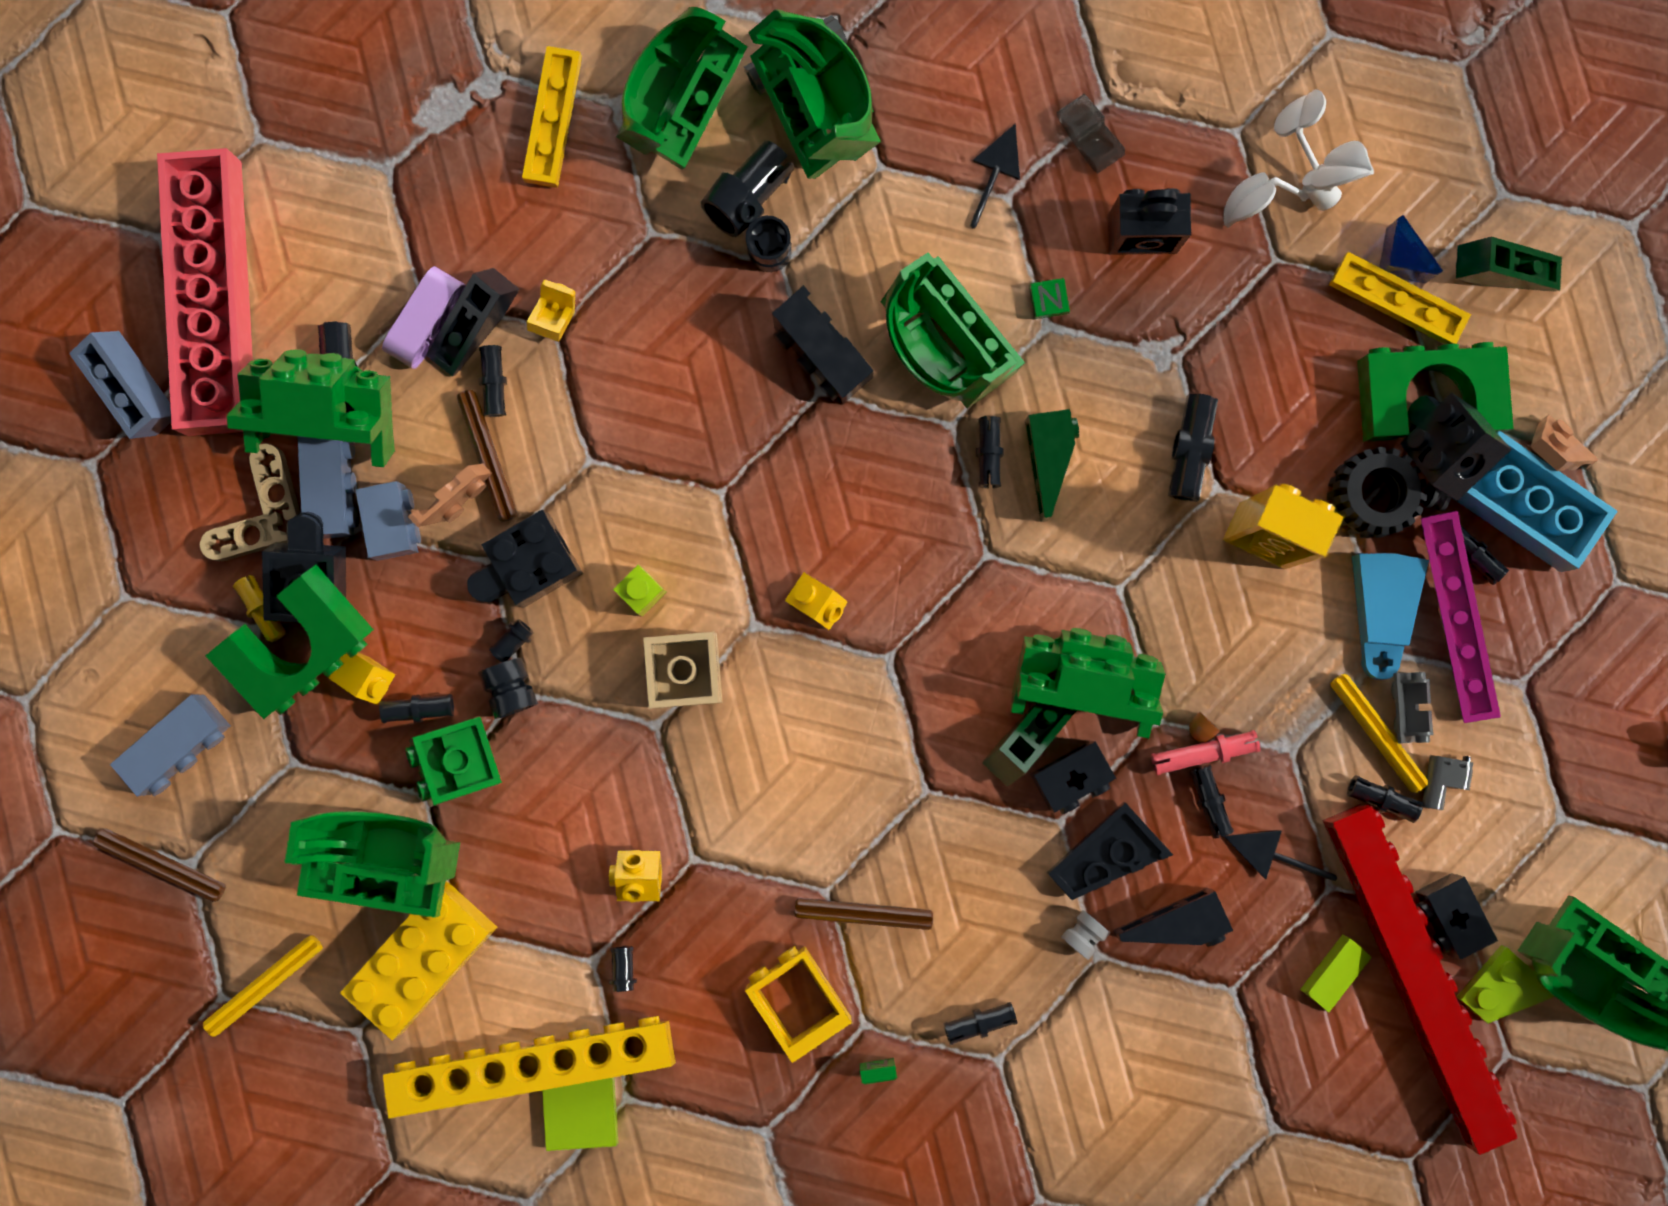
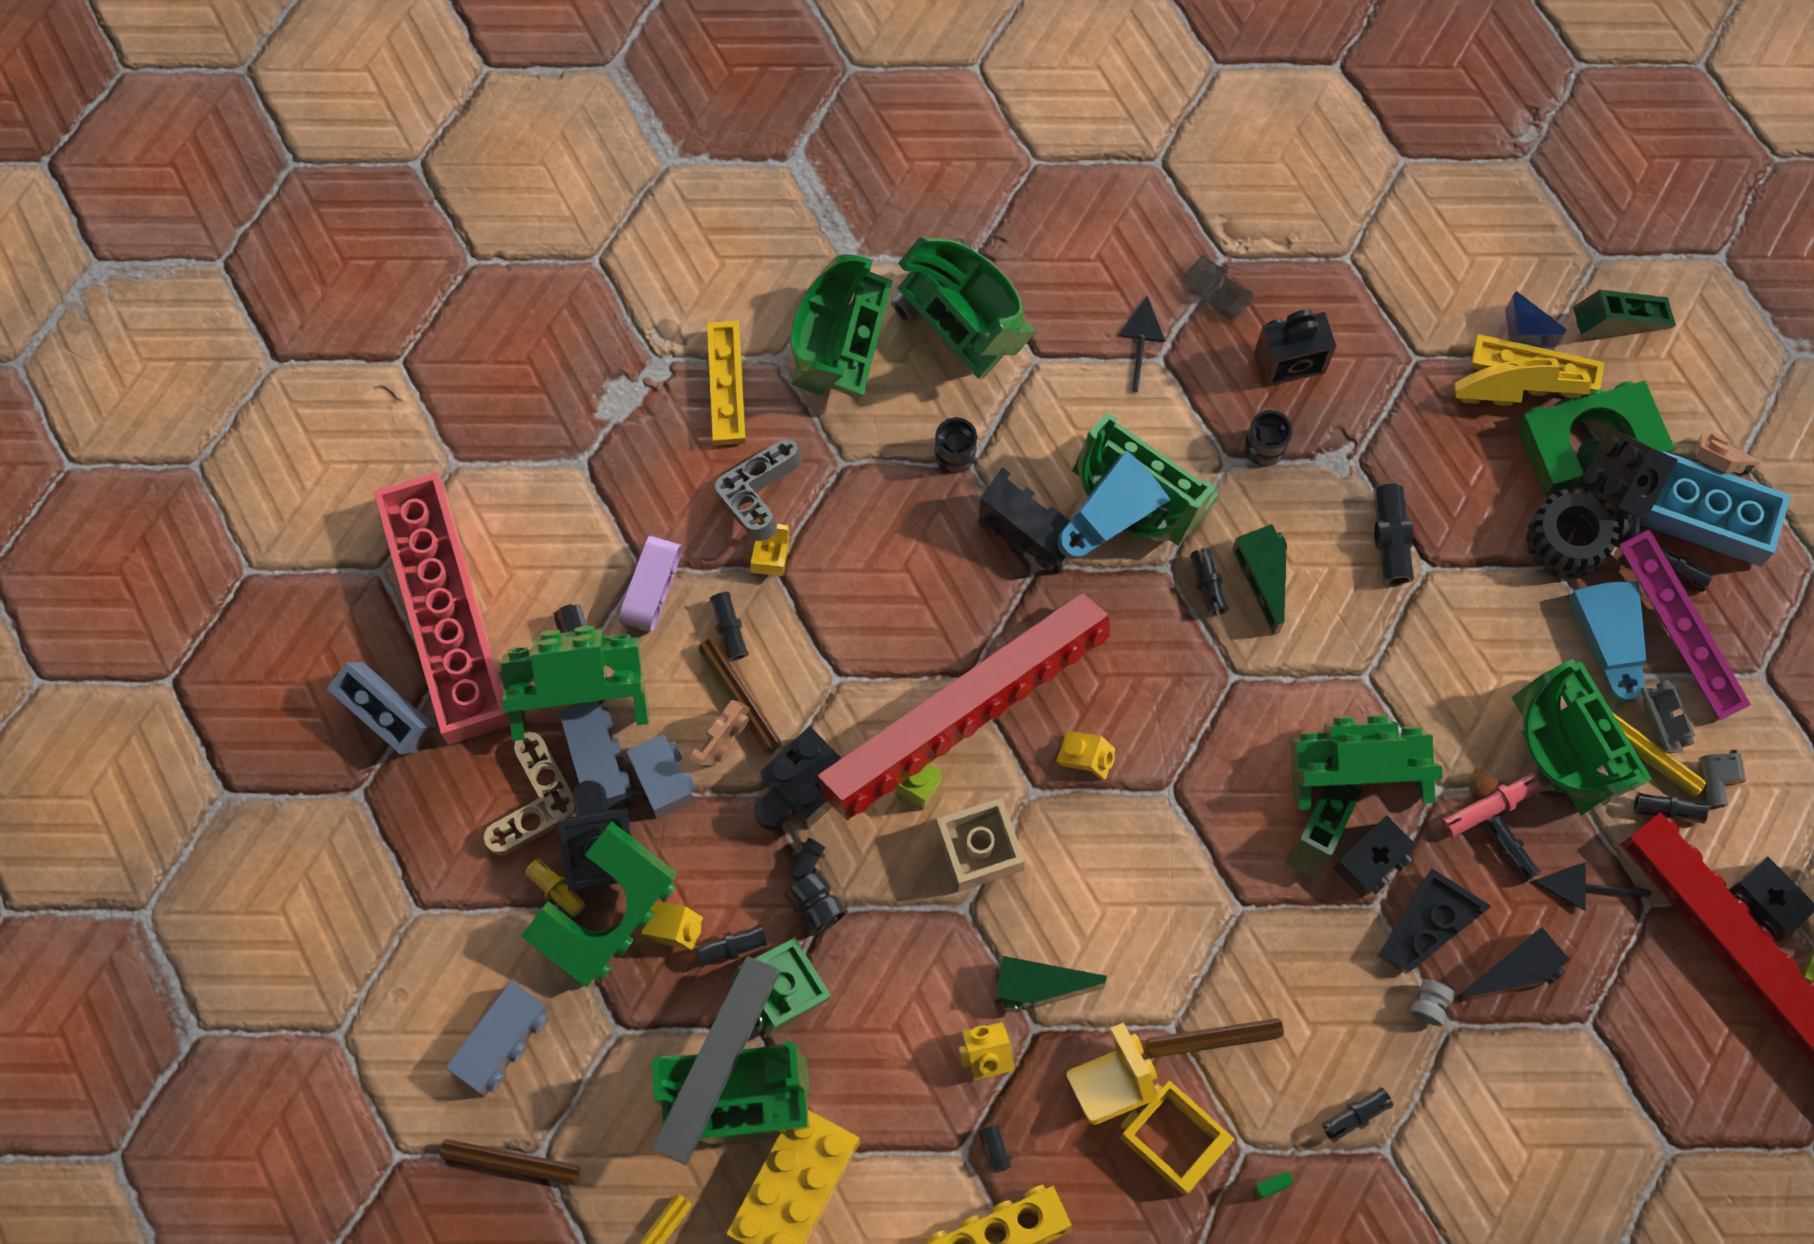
camera: 15 degrees left, 15 degrees down
(363, 829) = (716, 1061): none -> dark grey tile
(472, 319) = (696, 576): black slope -> none
(541, 240) = (746, 491): none -> dark grey beam
(699, 820) = (1036, 984): none -> dark green slope
(702, 528) = (964, 706): none -> brick
(737, 198) = (918, 410): black piece -> none
(750, 935) = (1114, 1081): none -> yellow bracket
(915, 349) = (1116, 503): none -> dark azure piece
(1049, 298) = (1223, 436): green tile -> none
(1093, 313) = (1268, 438): none -> black wheel
(1283, 527) = (1497, 576): yellow brick -> none
(1313, 712) = (1579, 739): none -> green piece
(1320, 185) = (1448, 258): white plant -> none
(1336, 973) = (1680, 982): lime slope -> none
(1362, 311) = (1507, 380): none -> yellow slope

